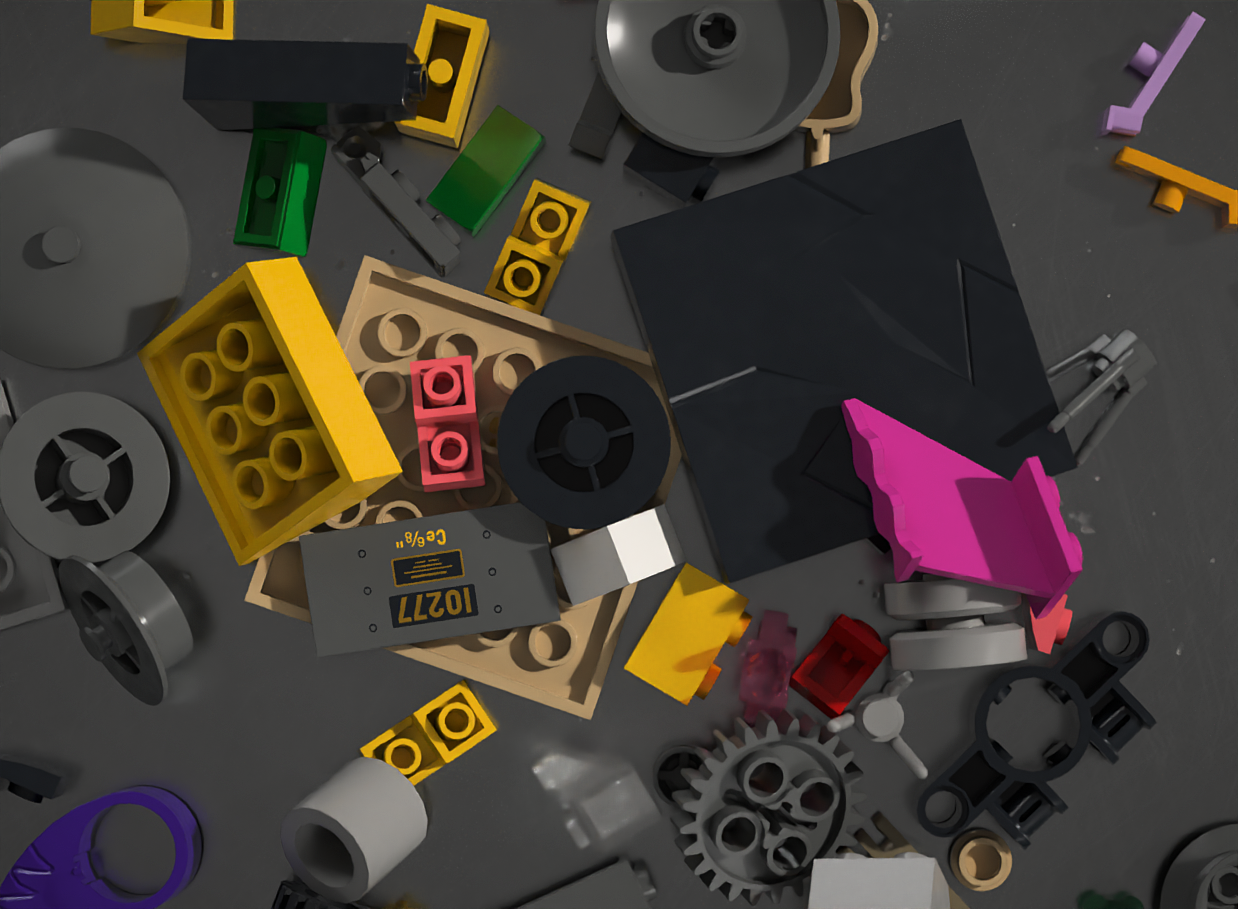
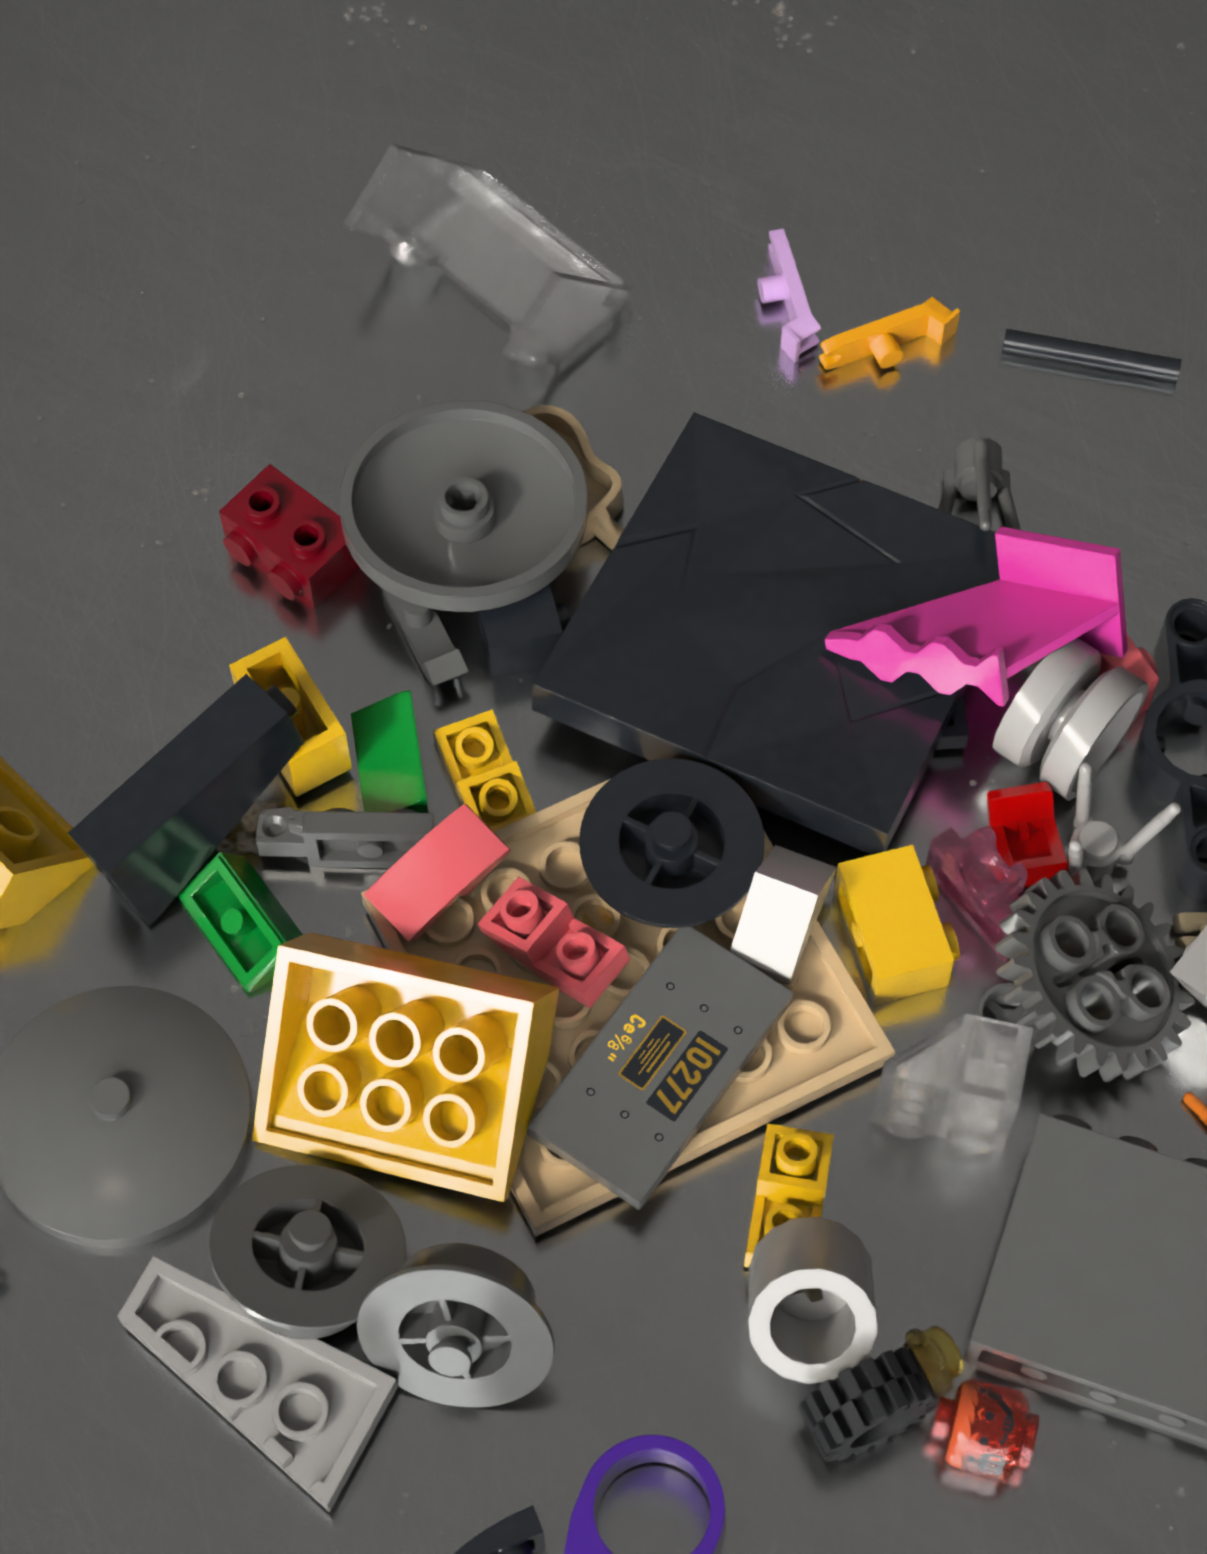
camera: 50 degrees left, 25 degrees down
(418, 300) = (437, 871): none -> coral slope

